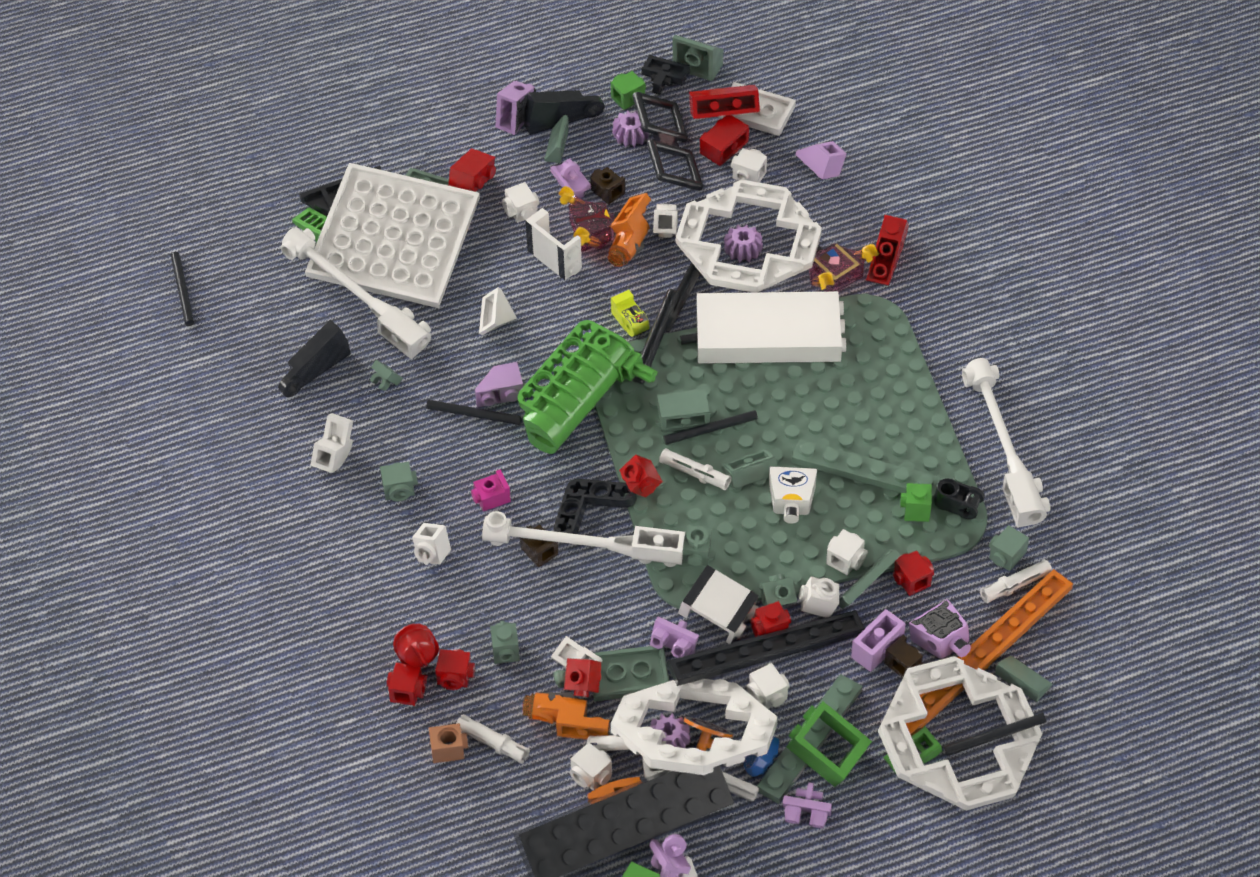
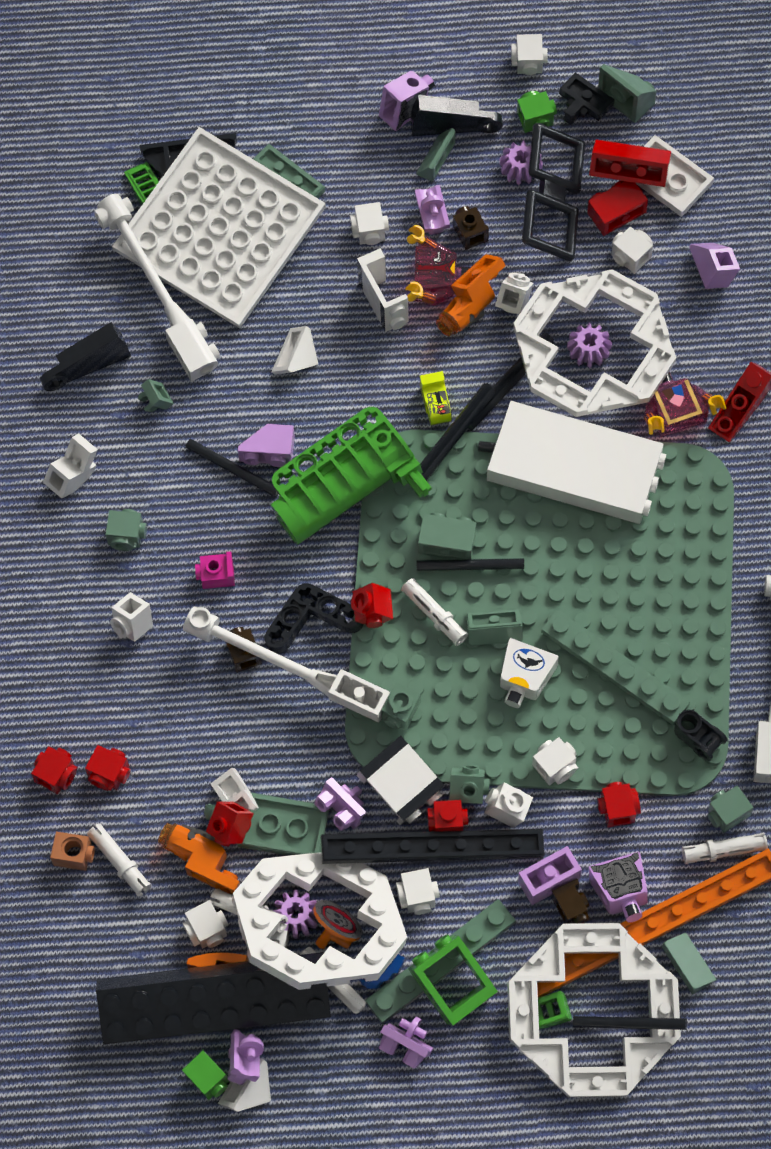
camera: 20 degrees right, 15 degrees up
(415, 645) = (72, 737): red piece -> none
(472, 170) = (329, 171): red brick -> none
(504, 642) = (168, 754): sand green brick -> none
(605, 51) = (528, 54): none -> white brick
(868, 578) = (567, 798): sand green tile -> none
(917, 502) = (651, 725): bright green brick -> none

